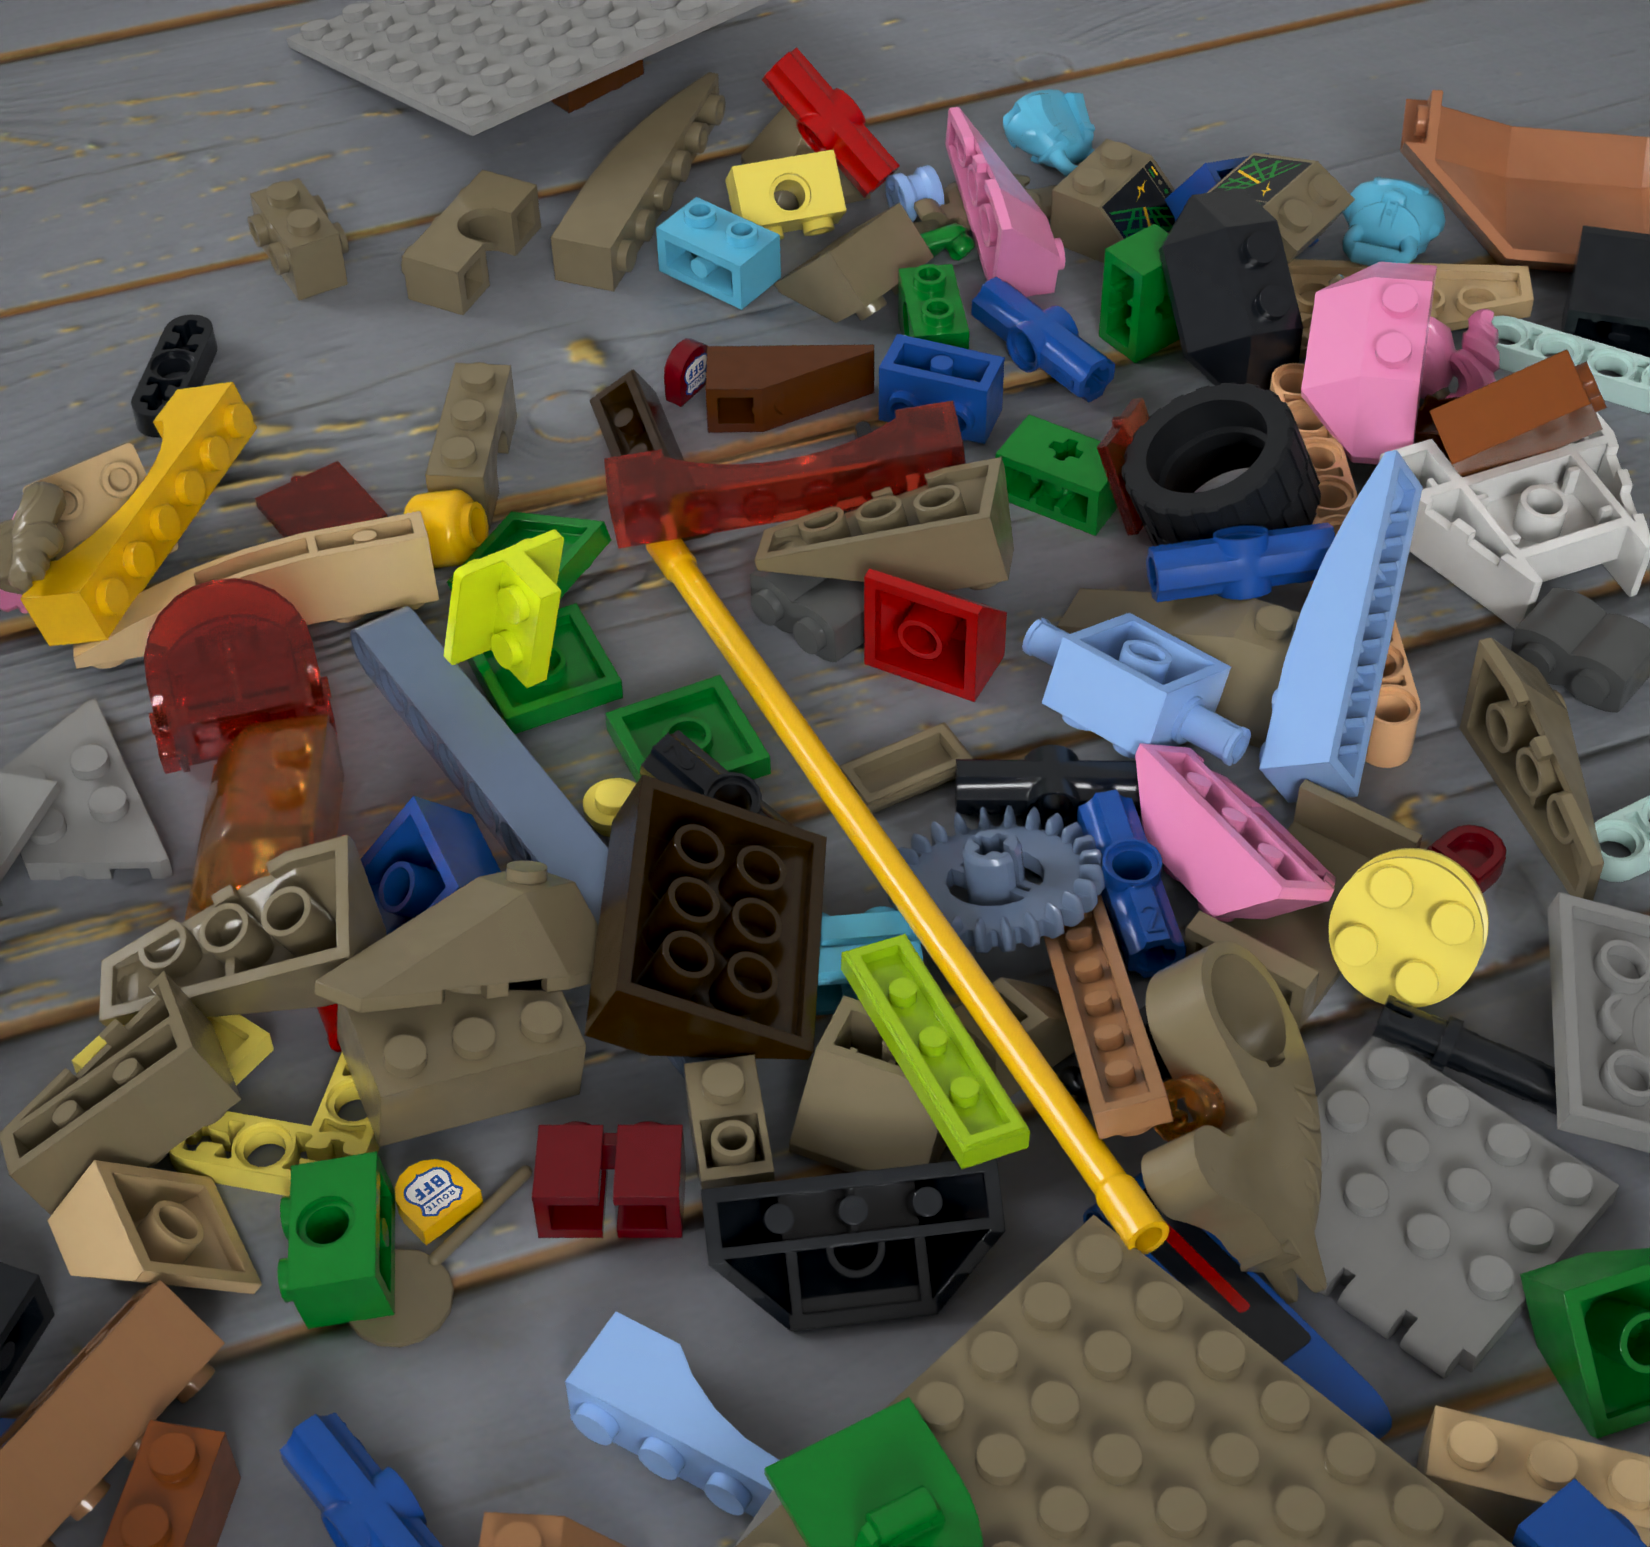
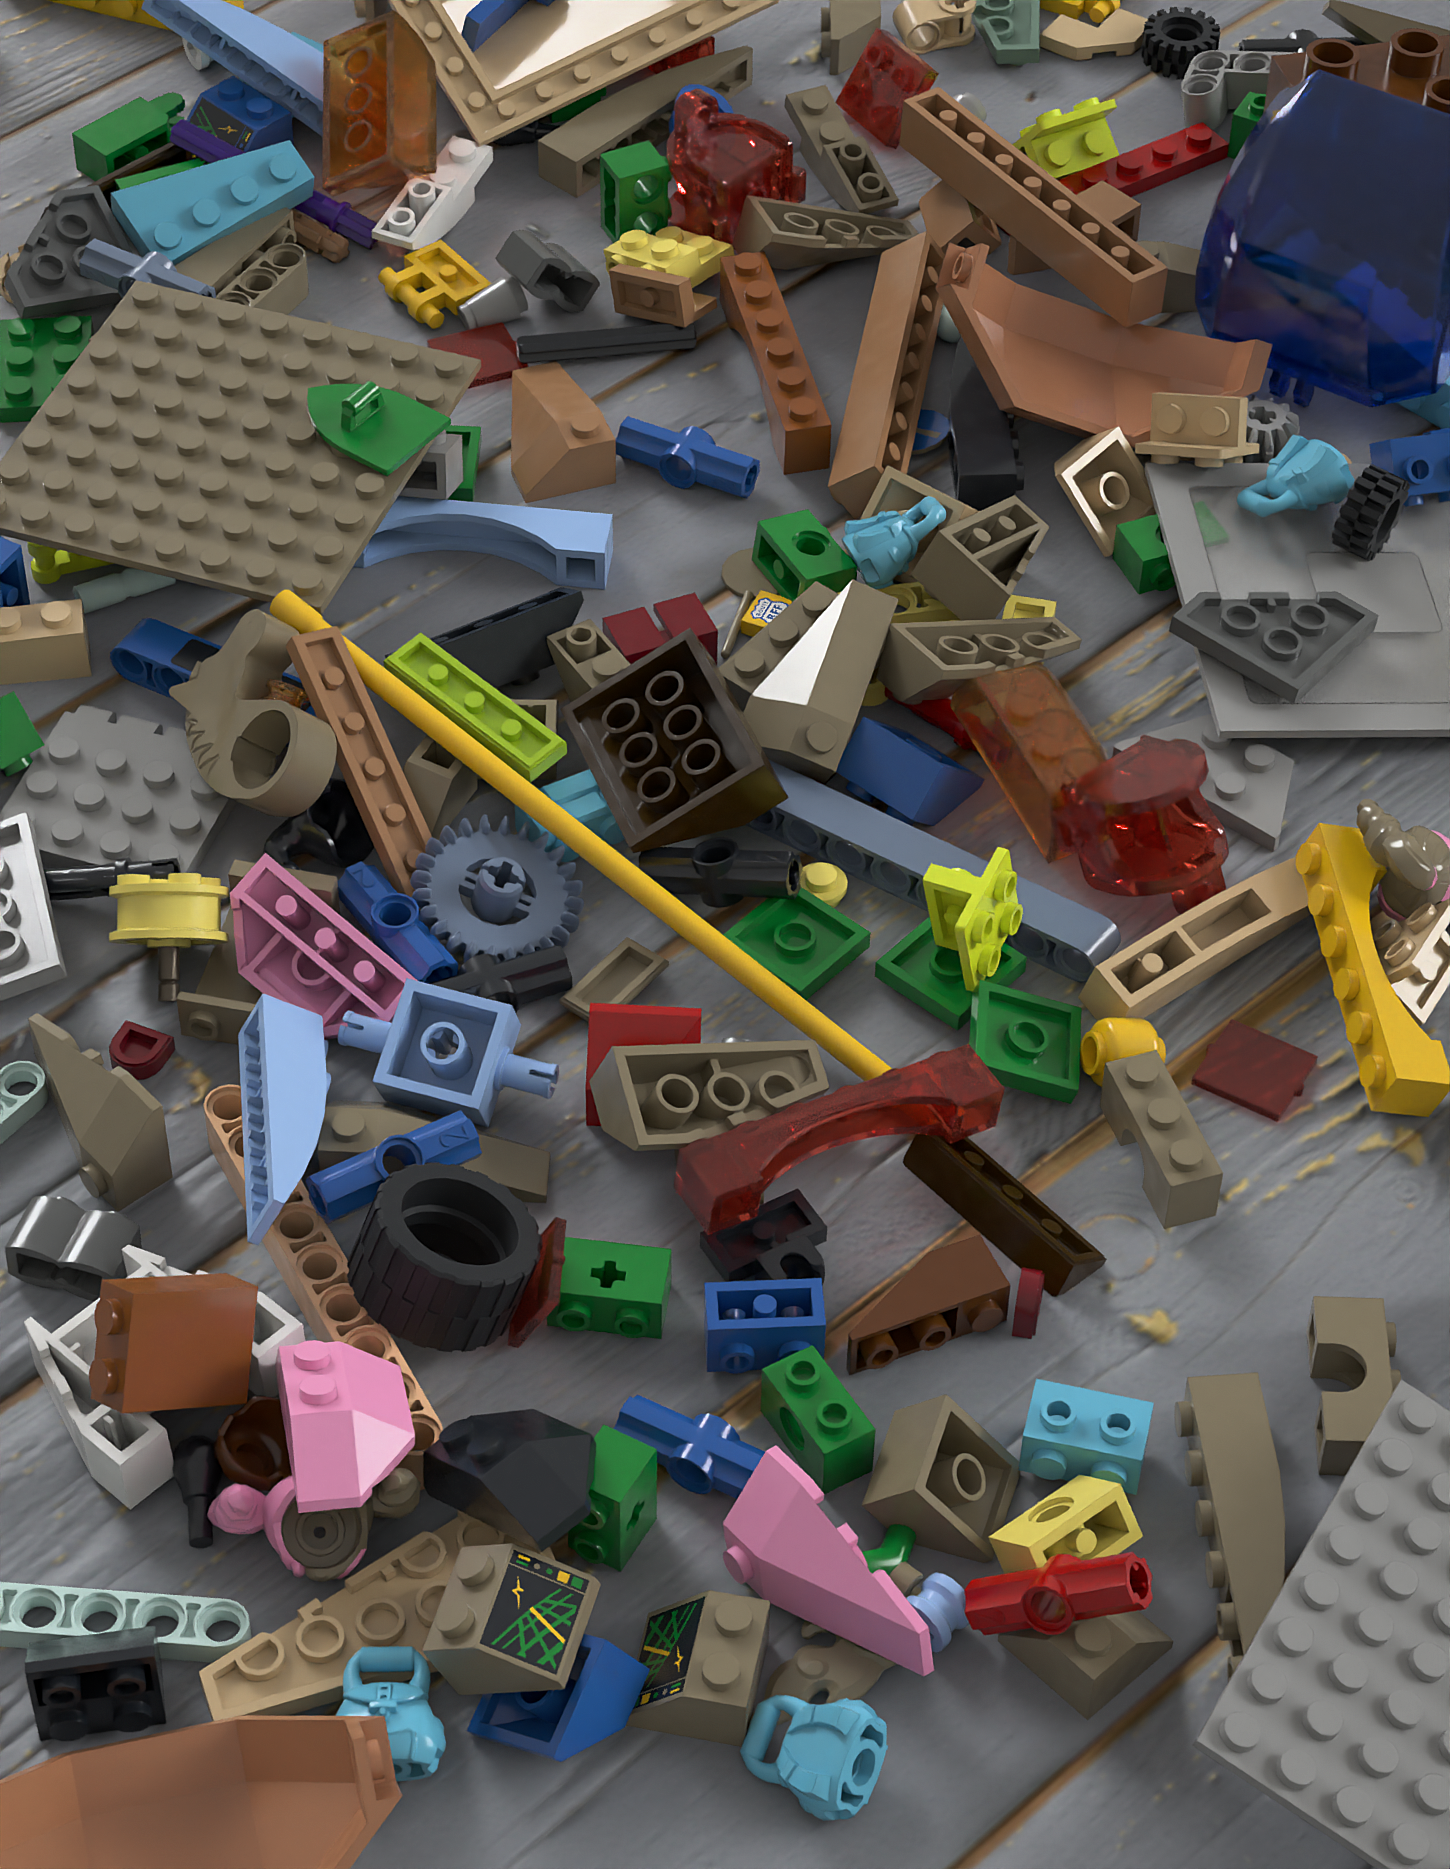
camera: 155 degrees right, 0 degrees up
(225, 1181) = (890, 541): none -> medium azure piece

